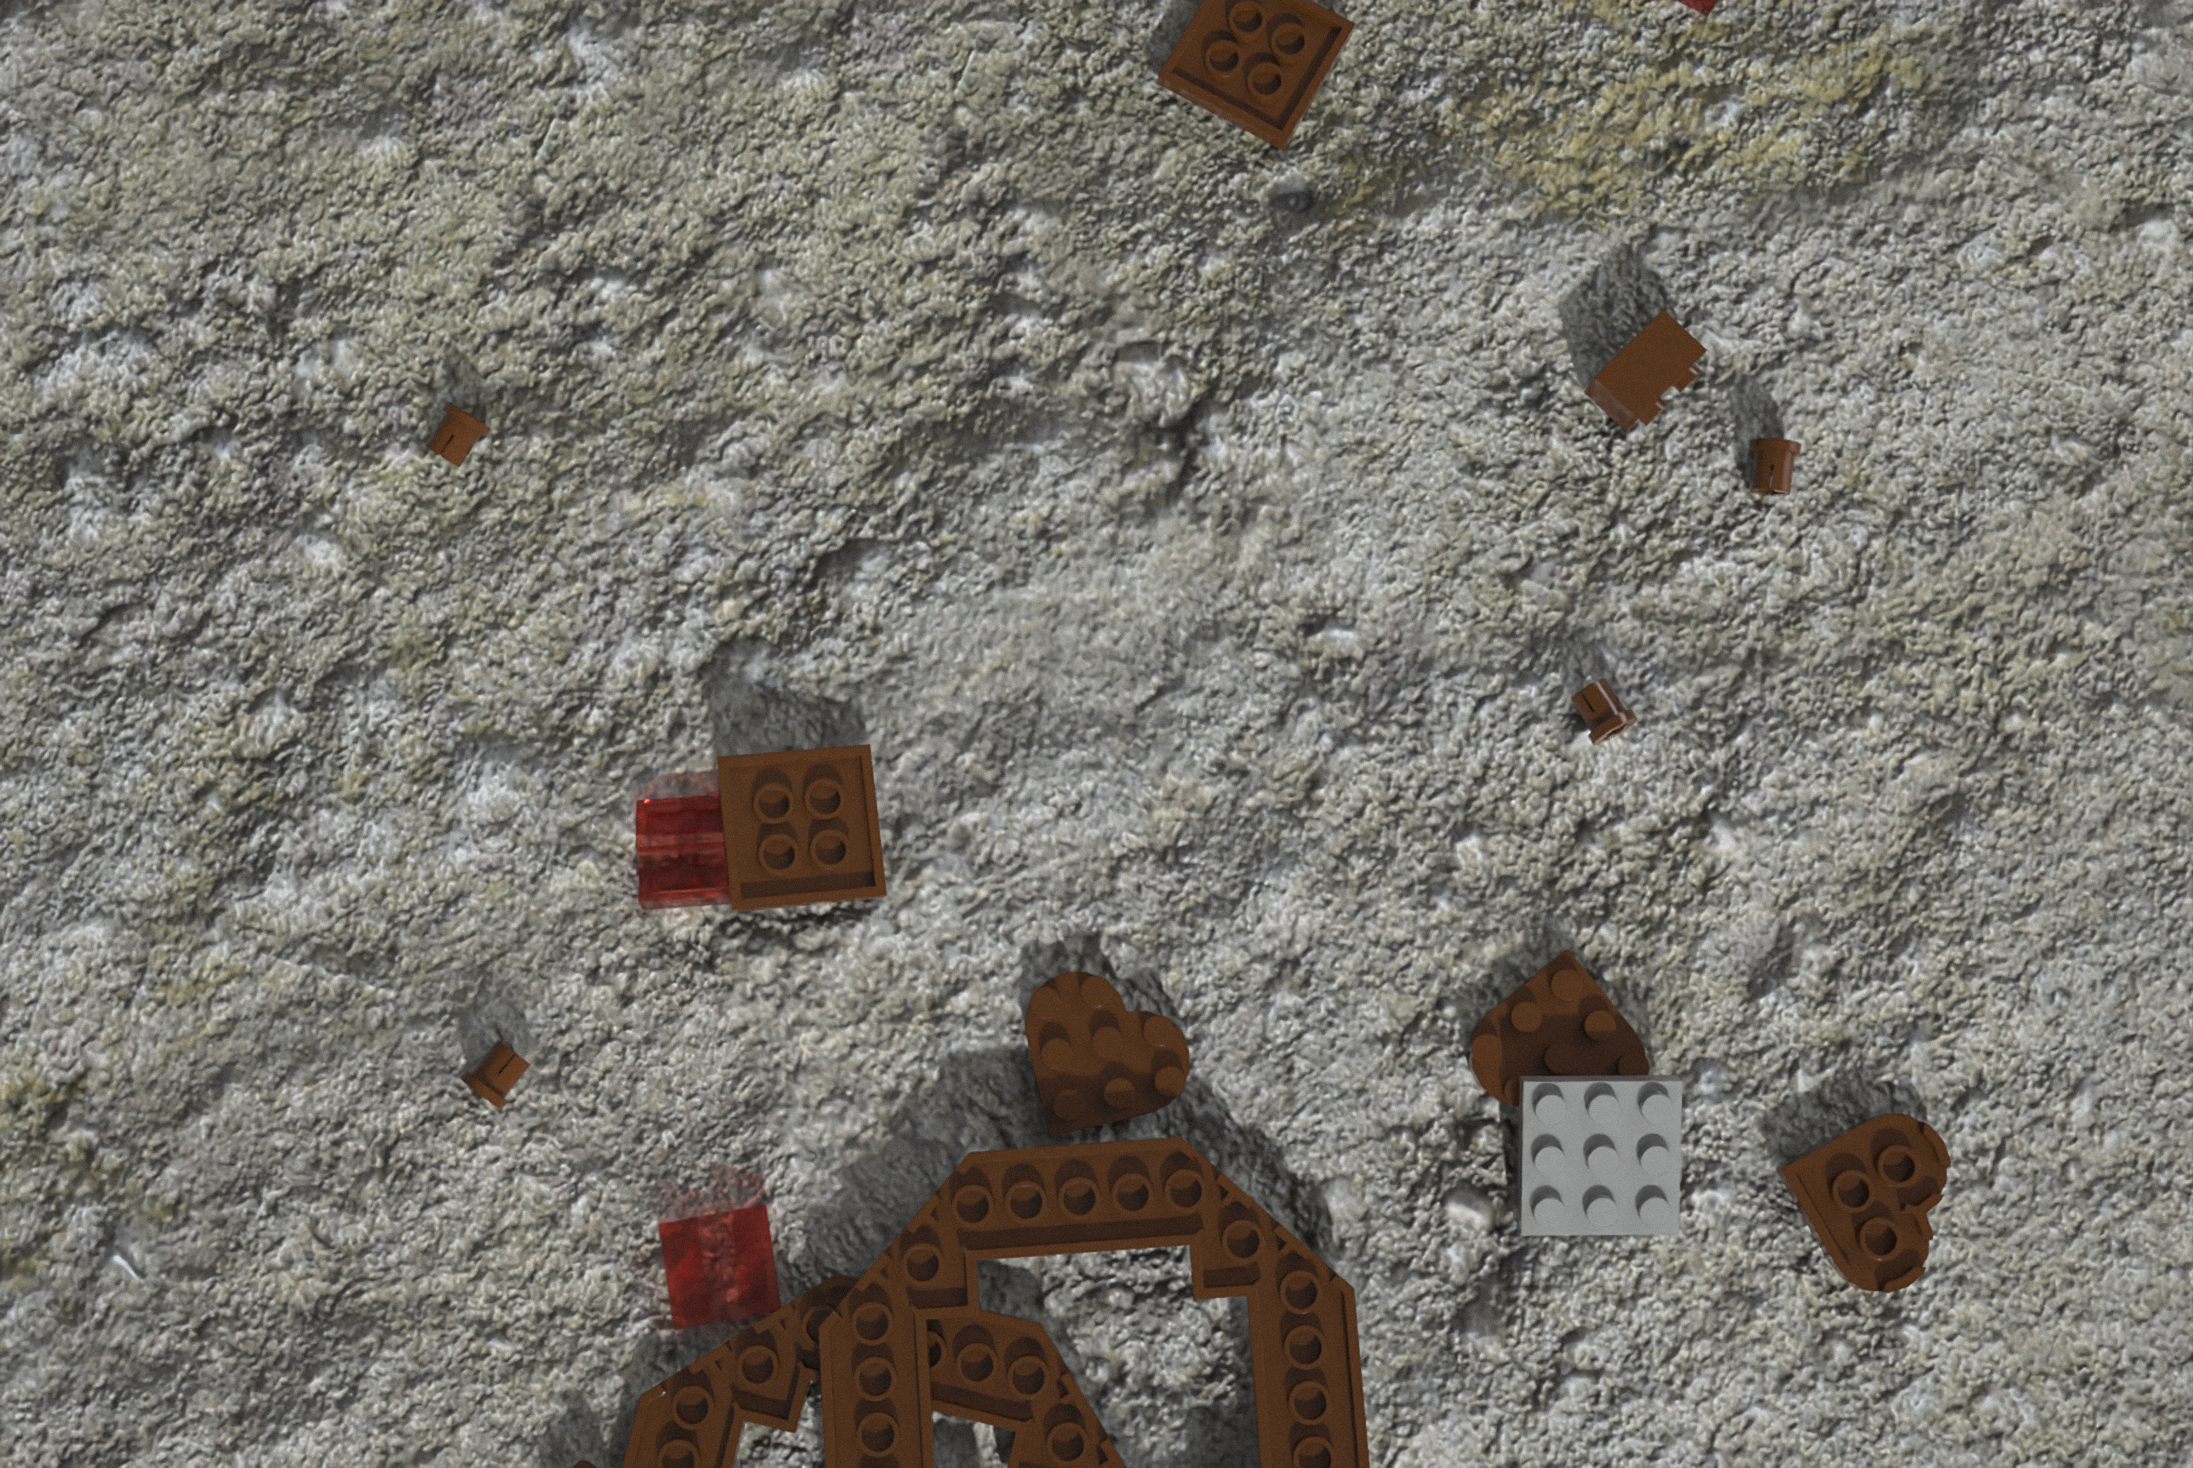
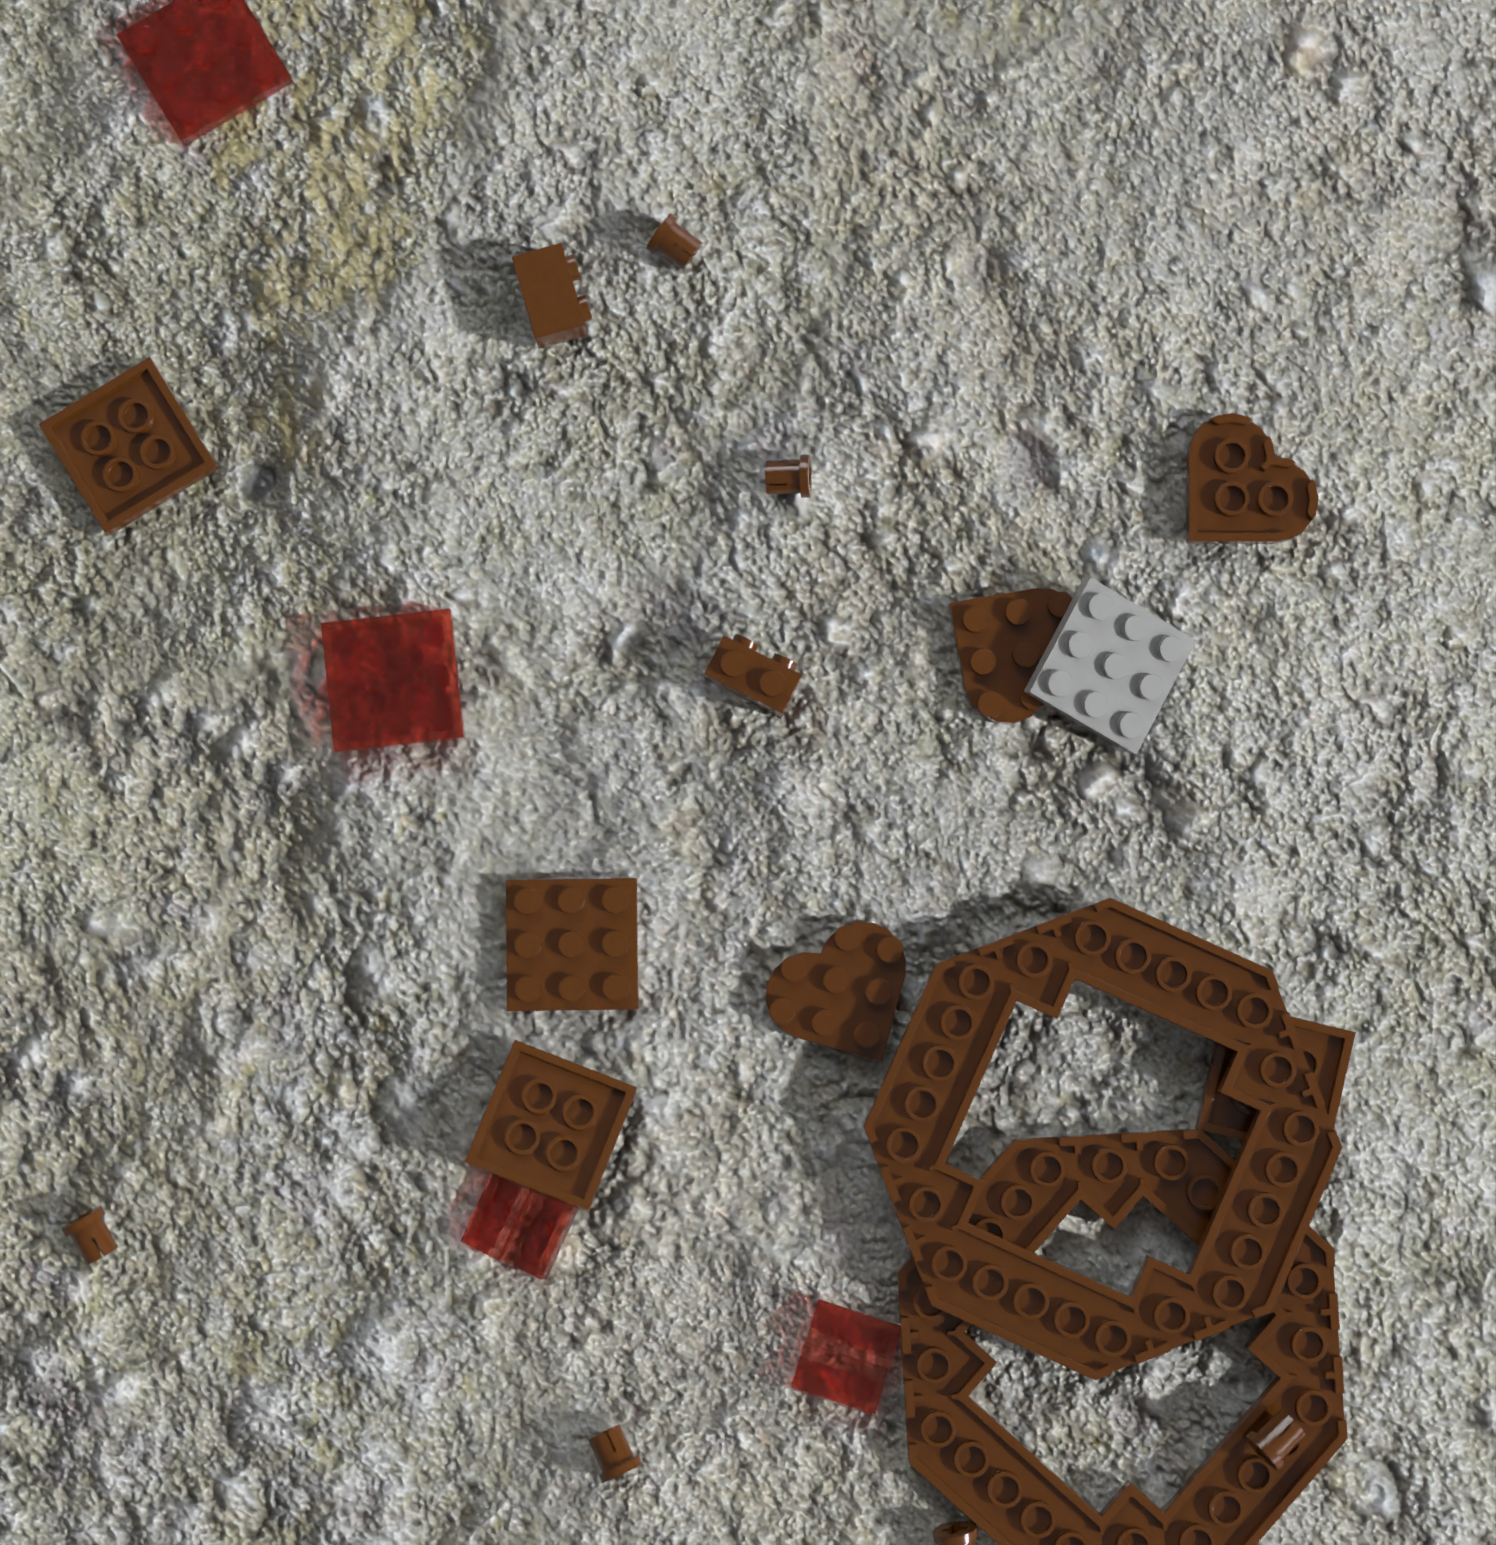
camera: 65 degrees left, 5 degrees up
(998, 751) = (572, 944): none -> reddish brown plate
(1167, 429) = (393, 680): none -> clear red plate
(1375, 784) = (752, 675): none -> reddish brown brick

